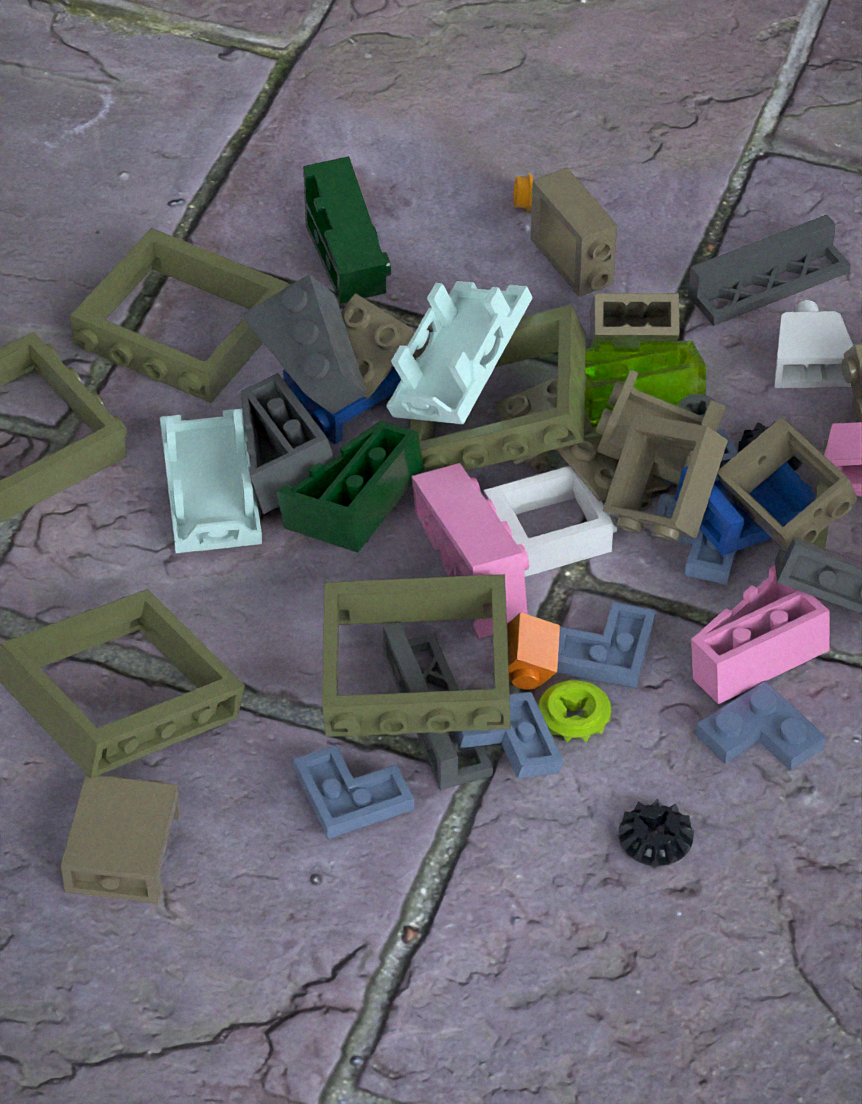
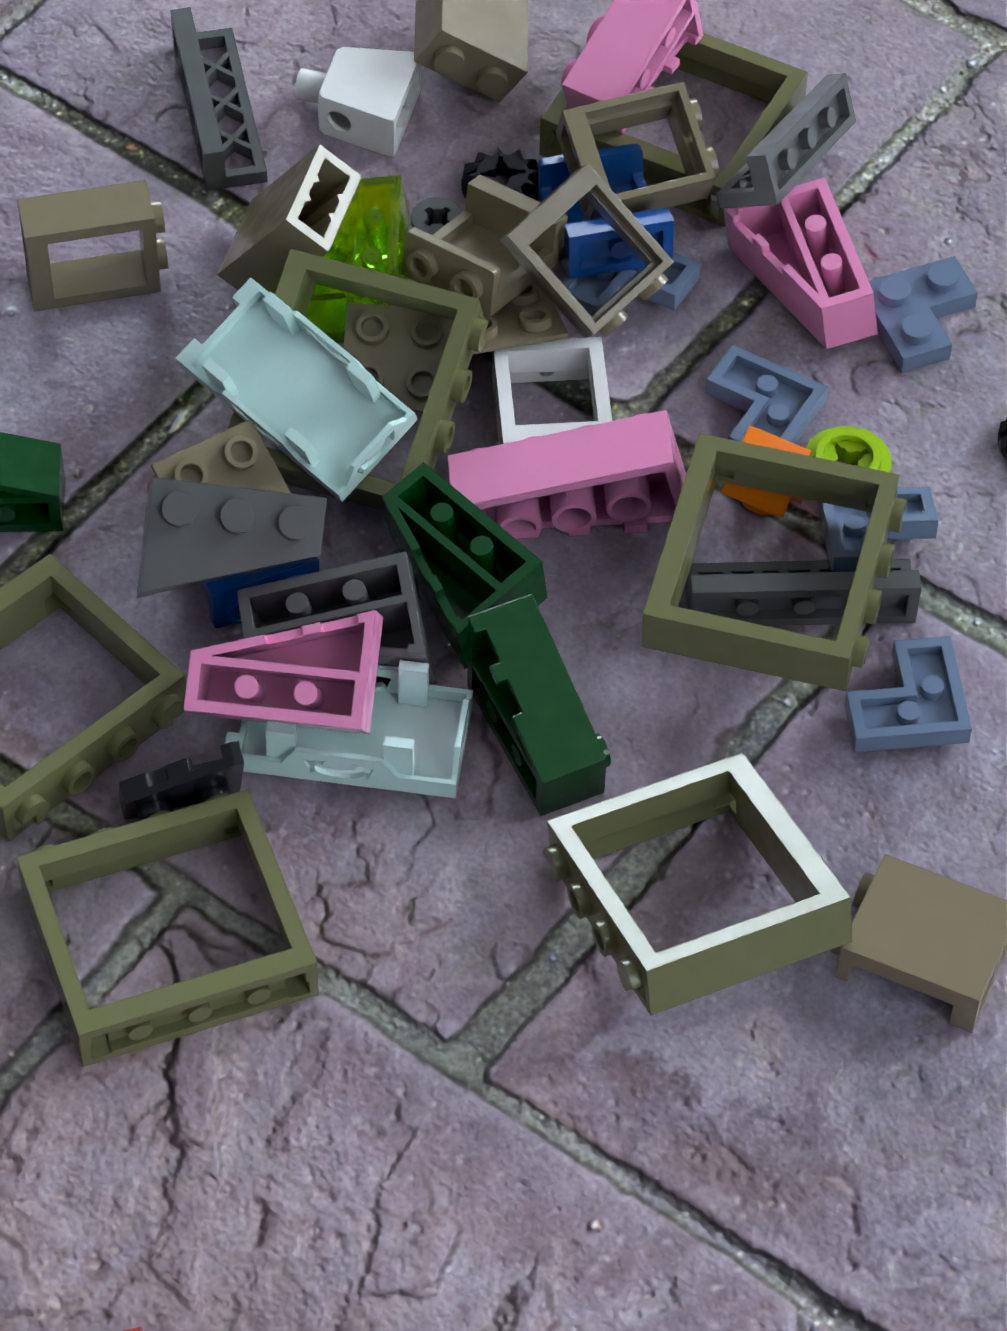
camera: 75 degrees left, 5 degrees up
(117, 395) = (182, 784): none -> black wing
(200, 414) = (297, 676): none -> bright pink wedge
(253, 567) = (534, 706): none -> dark green wedge

